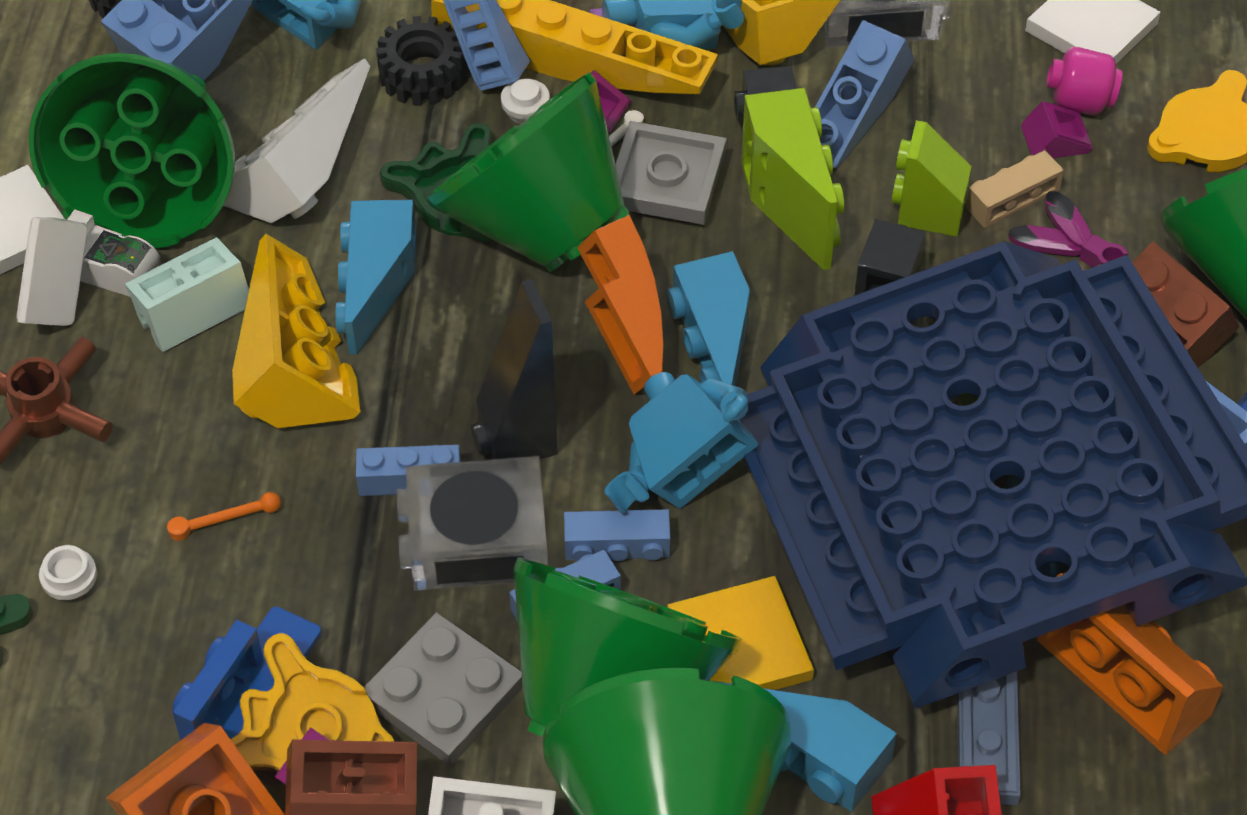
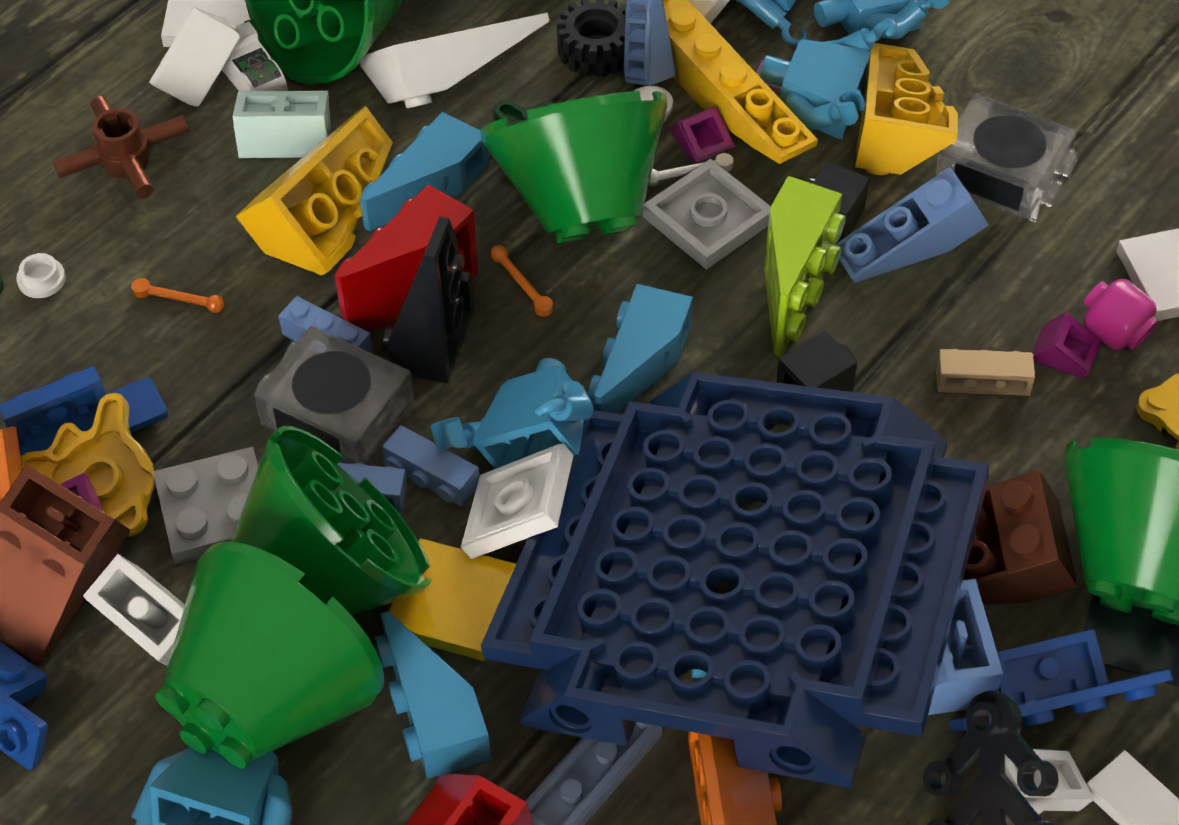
camera: 35 degrees right, 0 degrees up
(448, 352) = (379, 275): none -> red slope
(584, 334) = (542, 304): none -> orange hinge
(626, 301) = (574, 286): orange slope -> none
(738, 517) = (517, 501): none -> white tile
(933, 183) = (906, 327): lime slope -> none
(1069, 238) = (1000, 439): magenta piece -> none

